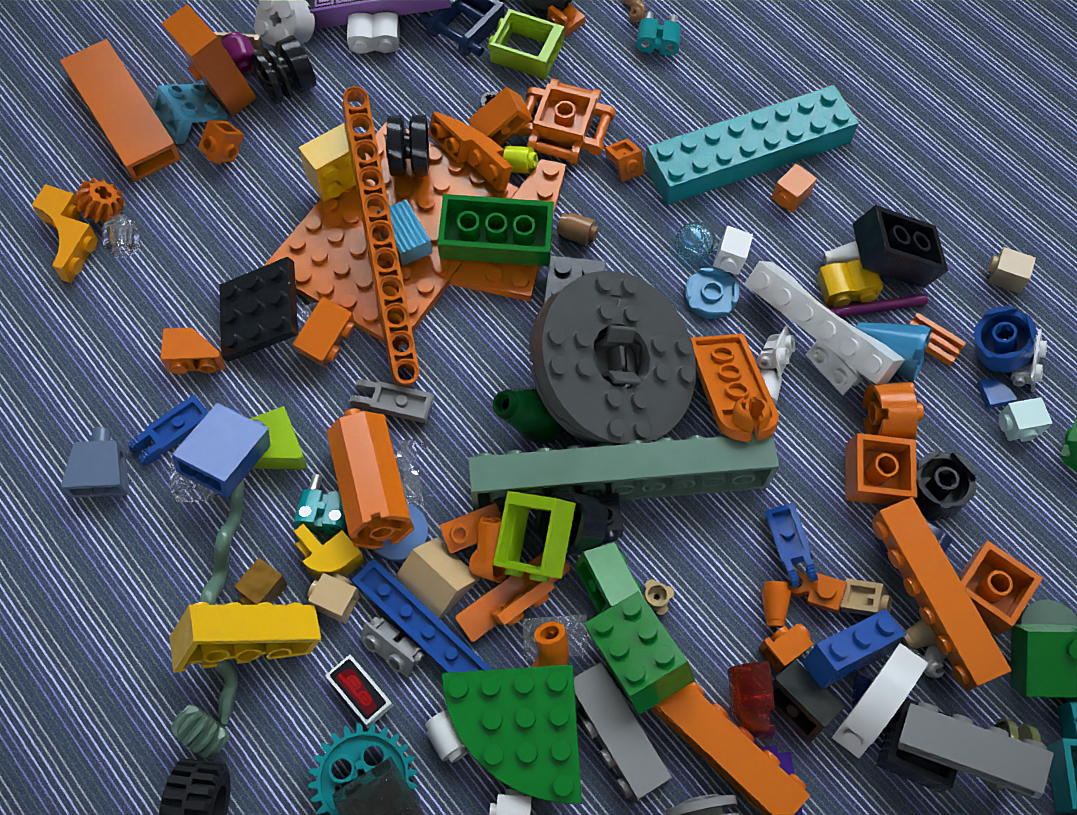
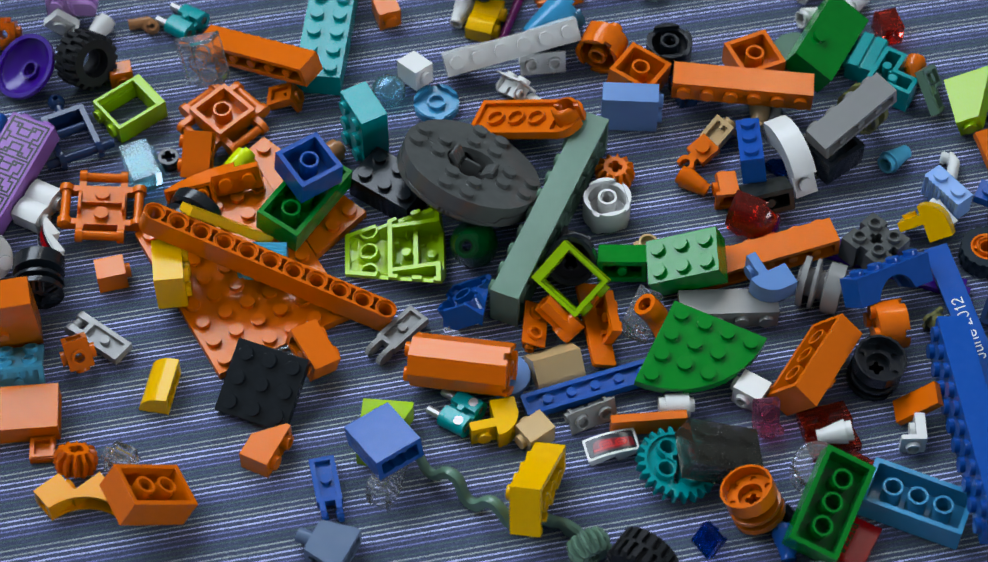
camera: 60 degrees left, 10 degrees down
(70, 274) = (148, 494): none -> orange brick
(112, 172) = (42, 449): none -> orange tile
(223, 230) = (161, 386): none -> yellow brick
(253, 152) = (105, 340): none -> light grey plate
(260, 584) = (496, 473): pearl gold brick -> none
(325, 118) = (112, 273): none -> orange brick
(335, 59) = (49, 235): none -> white slope
(397, 77) = (101, 208): none -> orange brick
(407, 716) = (649, 422): none -> orange tile
(408, 173) = (225, 223): none -> yellow tile
(454, 443) = (465, 303): none -> blue slope
(466, 85) = (140, 162): none -> clear light blue brick
(488, 349) = (400, 249): none -> lime wedge
(512, 206) = (308, 167): none -> blue brick
(613, 66) = (203, 59): none -> clear slope
(621, 230) = (363, 121): none -> teal brick
(649, 107) = (268, 56): none -> orange brick
(660, 770) = (770, 284): none -> medium blue brick
(668, 511) = (606, 205): none -> white brick
(728, 522) = (616, 168): none -> orange gear
(791, 541) = (657, 150): blue hinge -> none
(827, 482) = (632, 106): none -> medium blue brick

